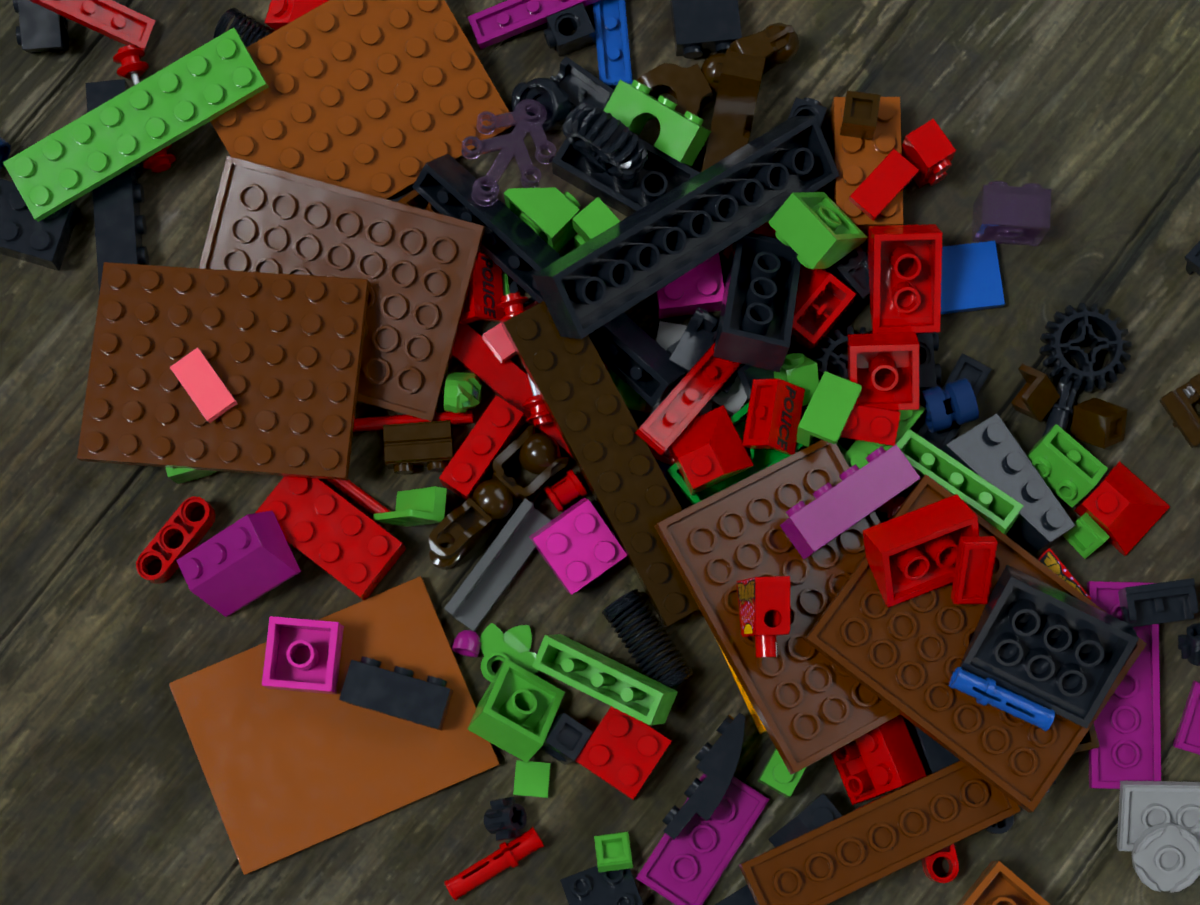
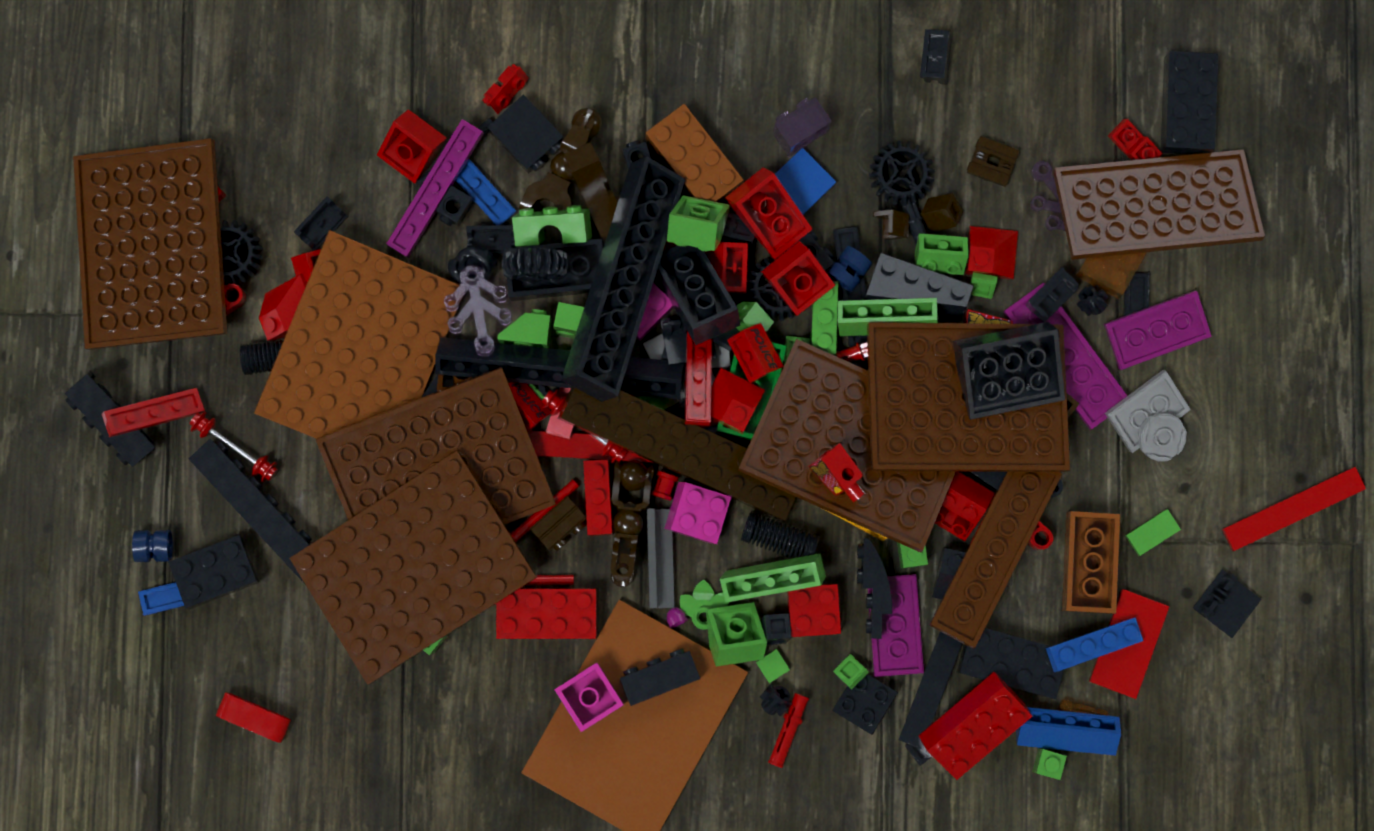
camera: 45 degrees left, 5 degrees up
(135, 124) = (245, 462): bright green plate -> none
(160, 548) = (454, 699): red beam -> none
(203, 385) = (410, 586): coral tile -> none
(239, 563) = (511, 672): magenta slope -> none
(416, 507) = (587, 561): bright green panel -> none
(462, 392) = (560, 473): bright green rock -> none
(828, 410) = (785, 325): bright green panel -> none
(849, 501) = (837, 371): magenta brick -> none
(860, 115) = (671, 134): dark brown panel -> none
(872, 425) = (809, 317): red plate -> none
(883, 184) = (715, 166): red tile -> none
(918, 548) = (900, 368): red slope -> none
(929, 152) = (726, 126): red brick -> none
(974, 569) = (937, 358): red tile -> none
(989, 693) = (996, 422): blue pin -> none

